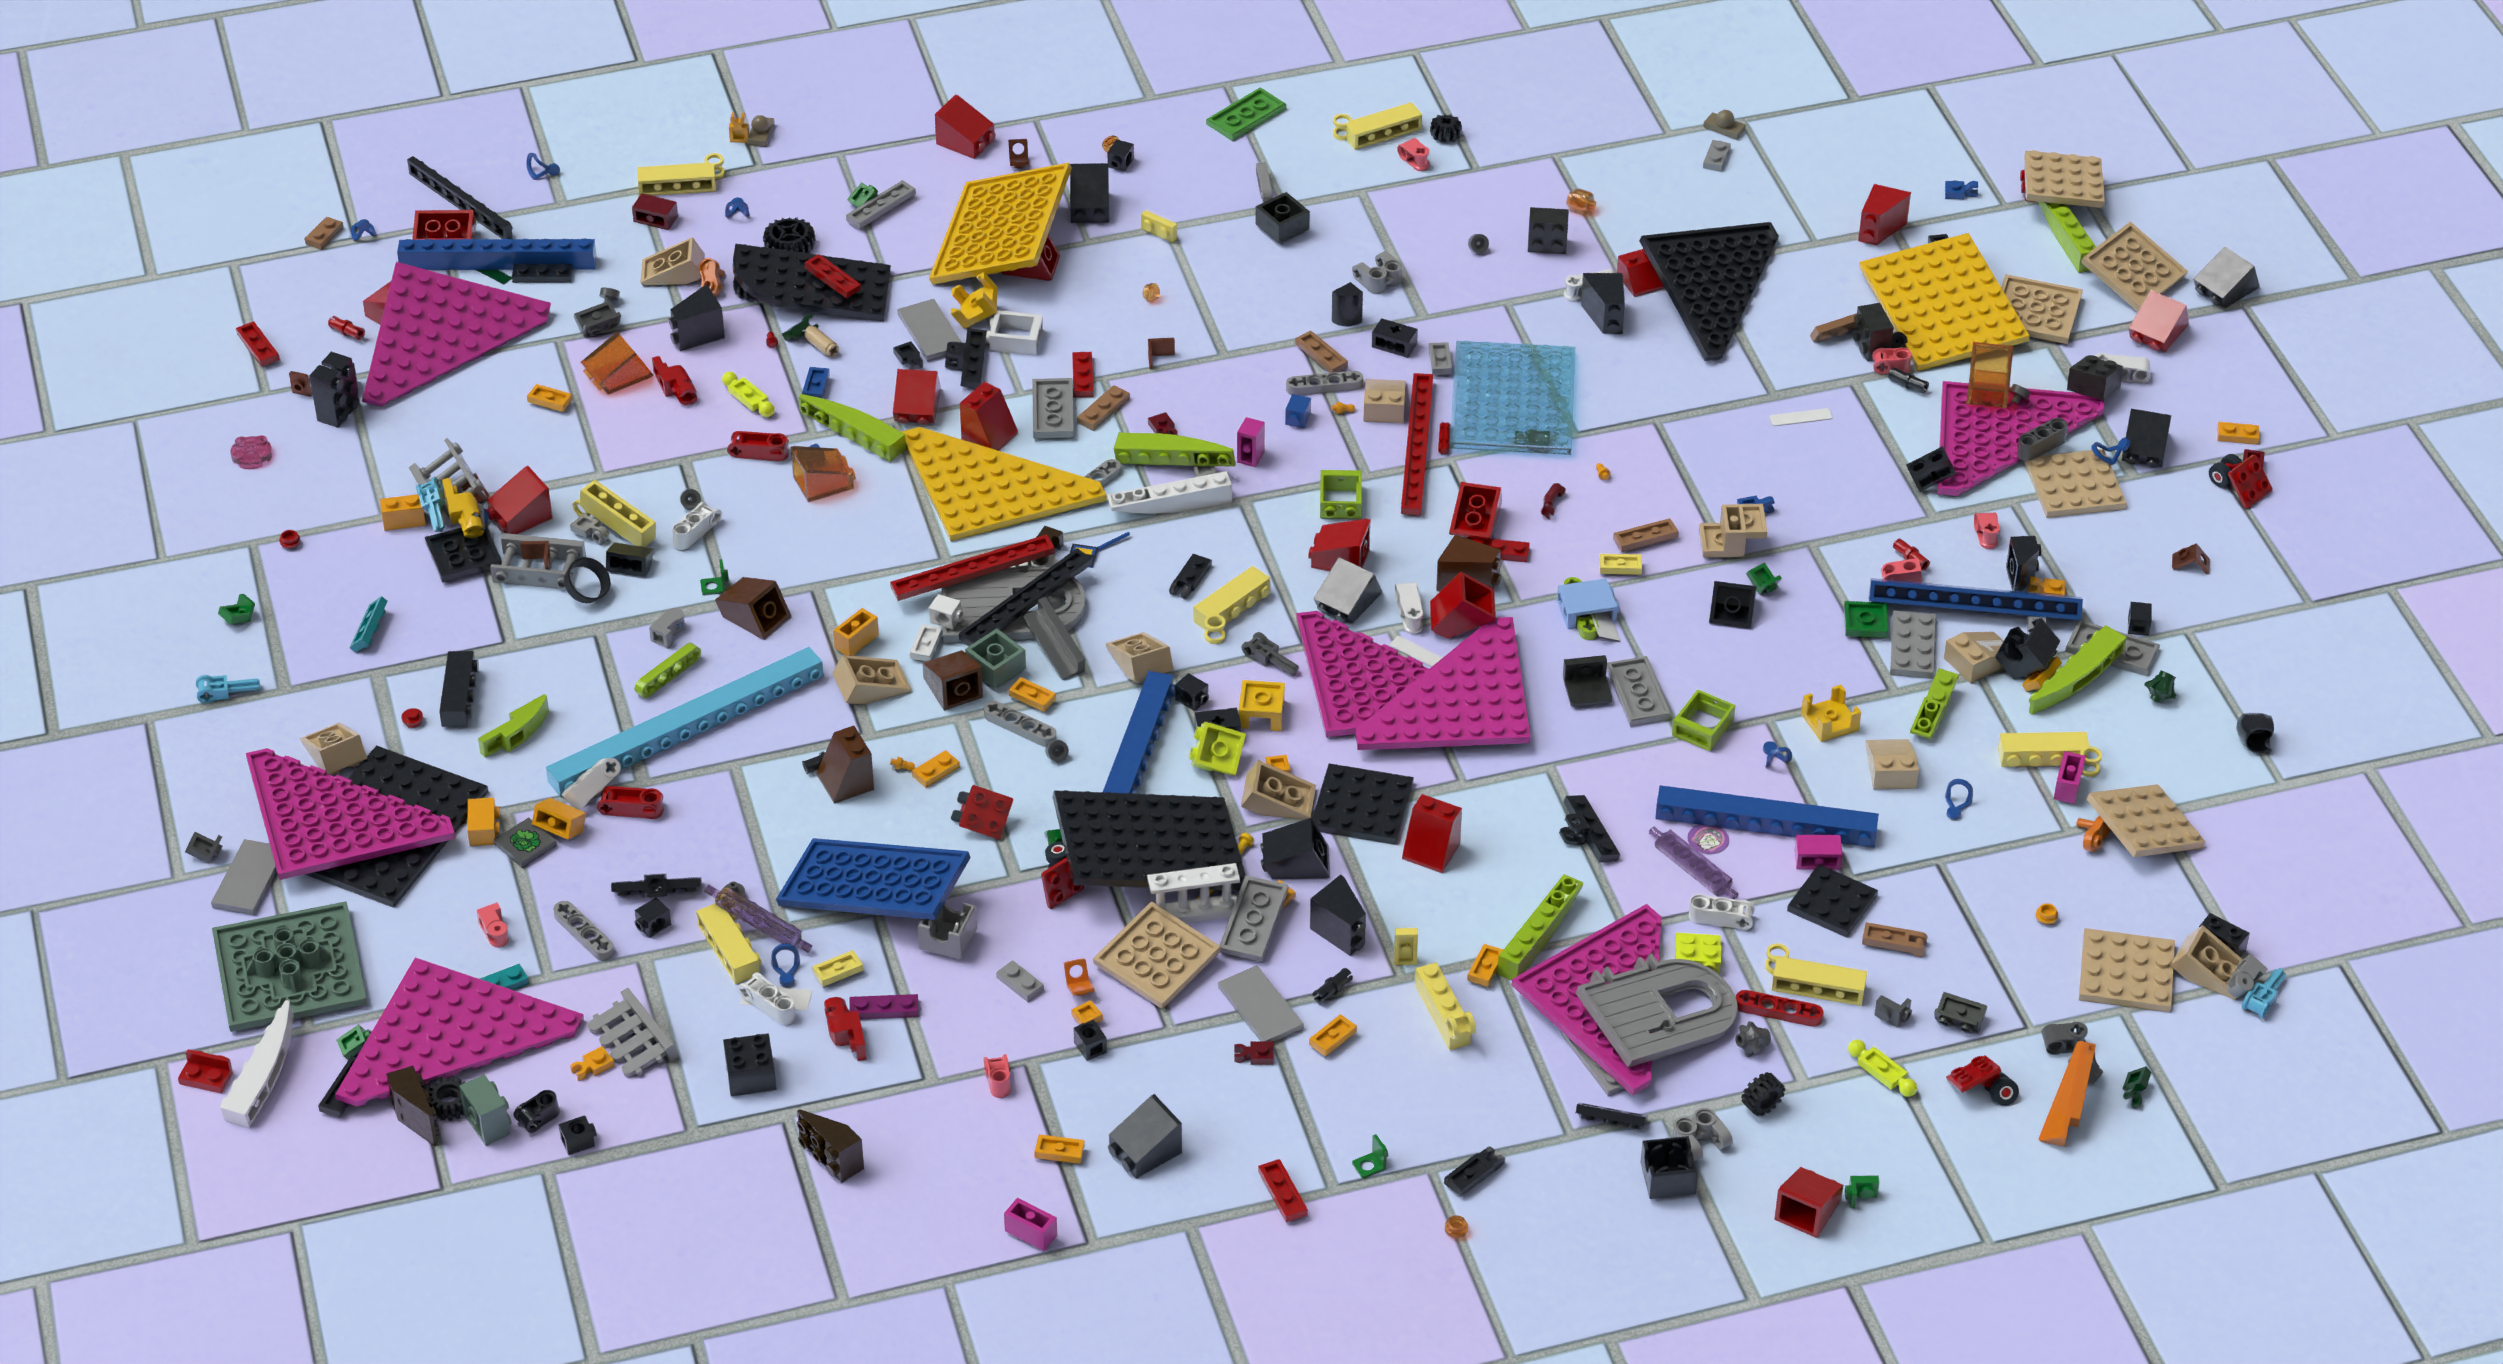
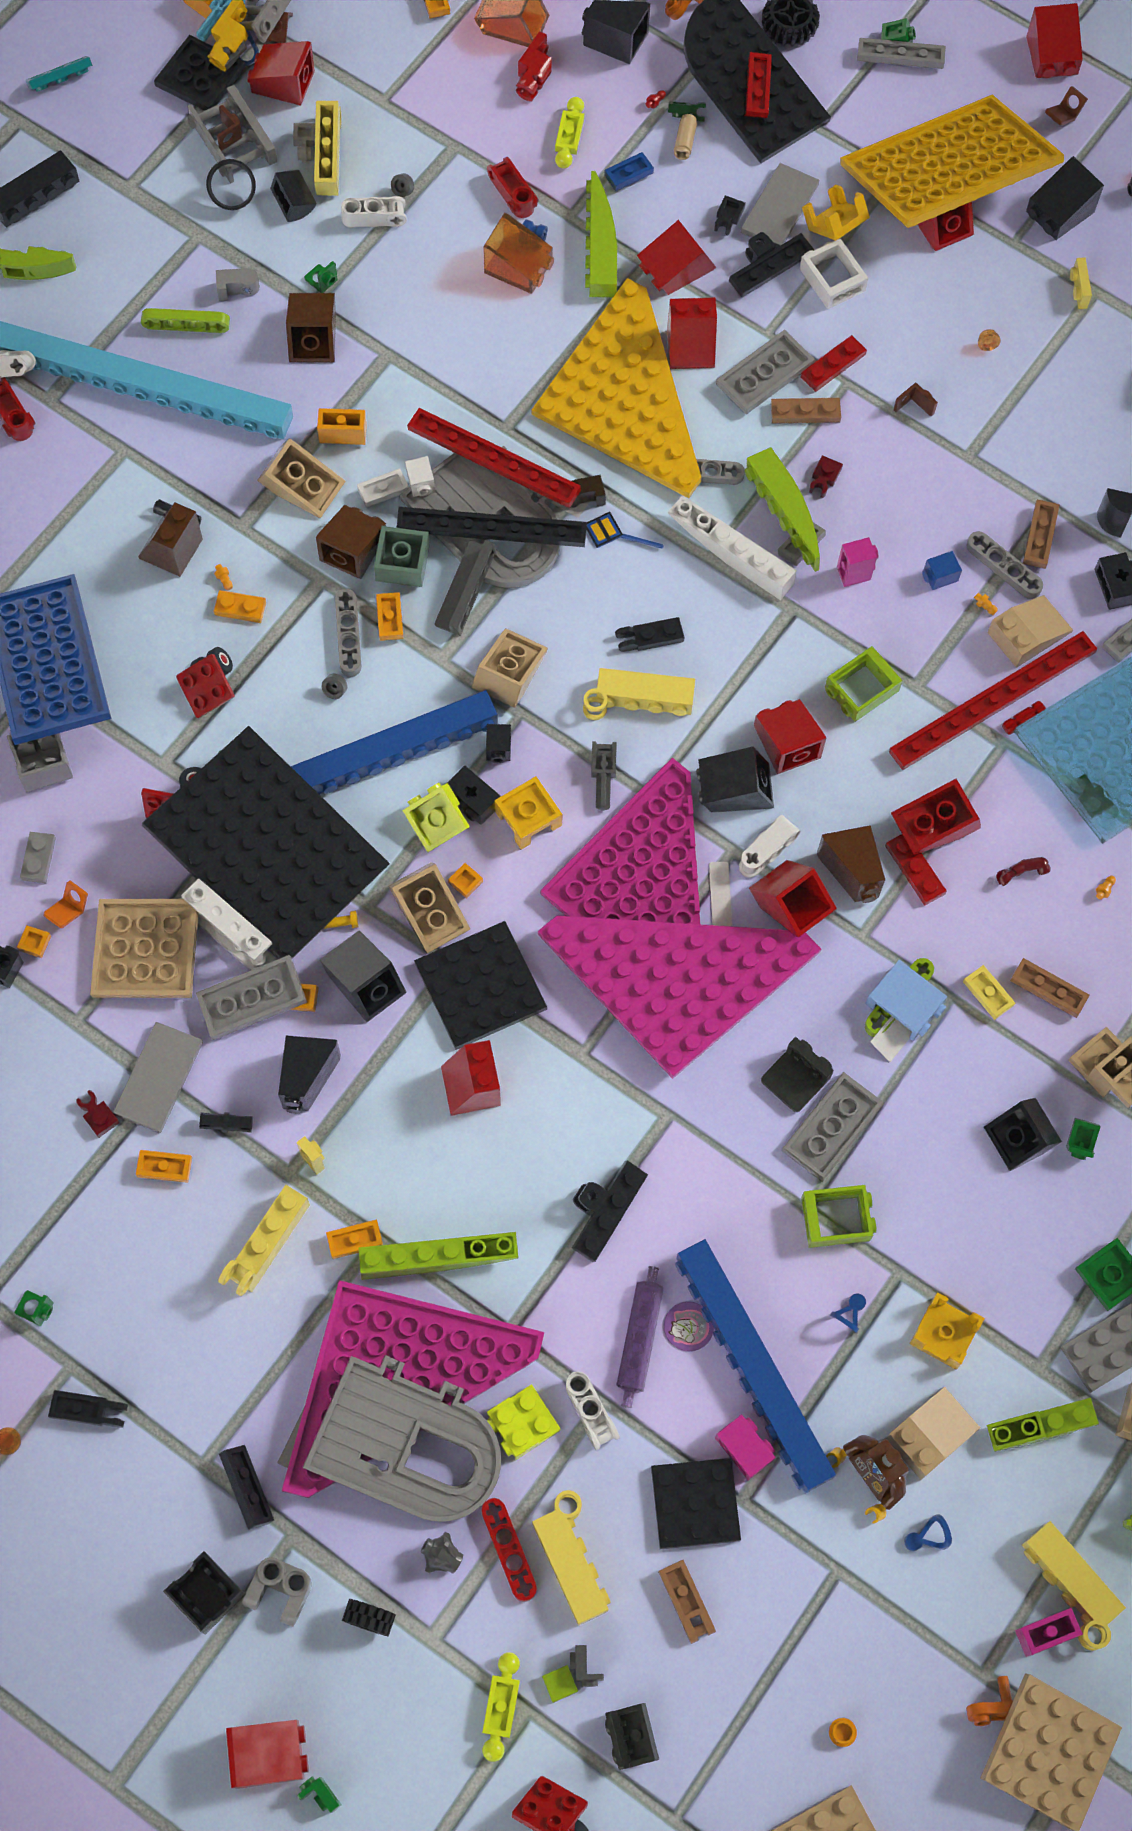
camera: 50 degrees right, 25 degrees up
(1893, 792) = (879, 1467): none -> reddish brown torso
(1893, 1033) = (560, 1683): none -> lime tile

